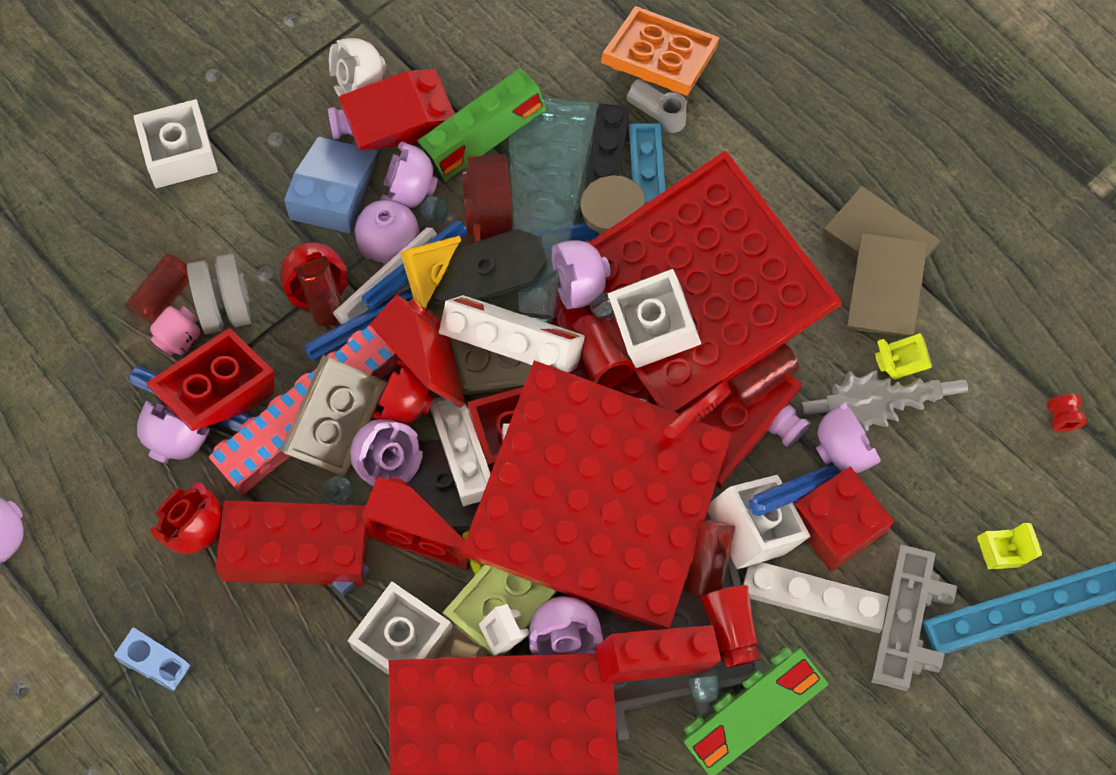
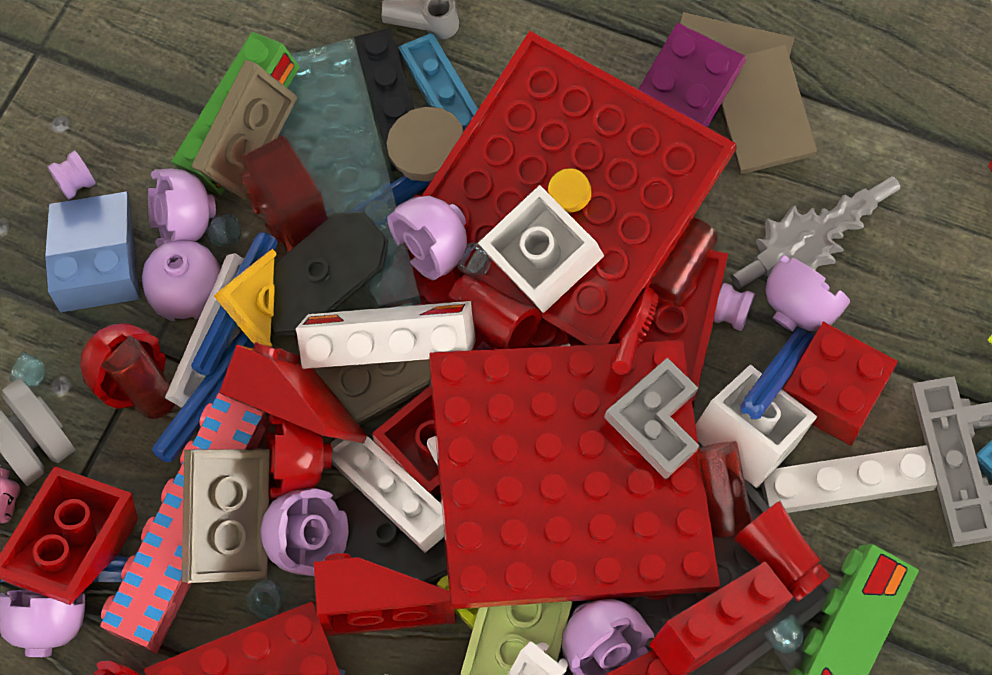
camera: 20 degrees left, 0 degrees up
(246, 251) = (29, 369): none -> clear light blue hinge
(355, 64) = (59, 109): white cylinder -> none
(396, 109) = (130, 136): red slope -> none
(488, 130) = (245, 122): none -> dark tan tile
(671, 481) = (645, 418): none -> light grey plate
(698, 283) = (570, 189): none -> yellow tile
(840, 238) = (692, 74): none -> magenta plate
(903, 356) = (817, 178): neon yellow bracket -> none

